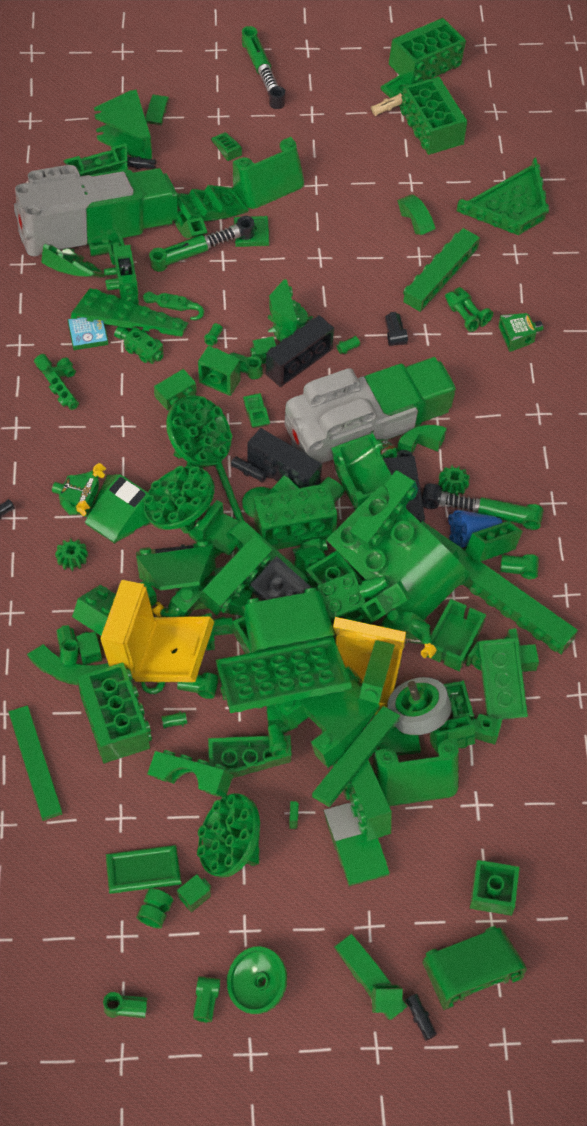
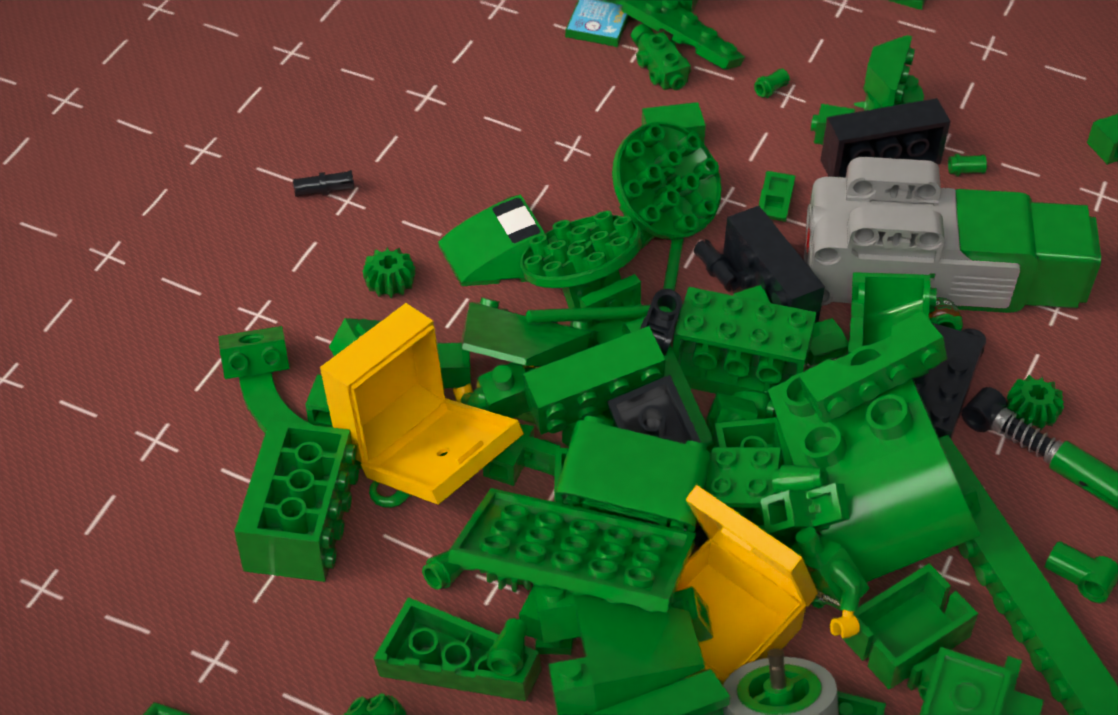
camera: 30 degrees right, 10 degrees down
(29, 638) = (253, 352): none -> green brick
(35, 763) = (145, 526): green tile -> none
(54, 374) = (515, 52): green piece -> none
(67, 645) = (298, 384): green piece -> none
(79, 491) = (454, 197): green torso -> none
(174, 302) = (741, 28): green piece -> none
(174, 720) = (385, 555): green pin -> none
(204, 685) = (447, 516): green piece -> none
(210, 711) = (439, 572): none -> green cone
(211, 779) = (366, 656): green arch -> none
(219, 370) = (749, 122): green brick -> none
(242, 510) = (587, 314): none -> green bar
(250, 365) = (799, 135): green piece -> none
(250, 526) = (663, 322): none -> black piece
(377, 671) = (732, 613): green brick -> none
(396, 333) = (1052, 171): black piece -> none
(427, 435) = (1023, 323): green brick -> none
(465, 523) = (1030, 479): blue cone -> none
(493, 541) = (1052, 510): green brick -> none

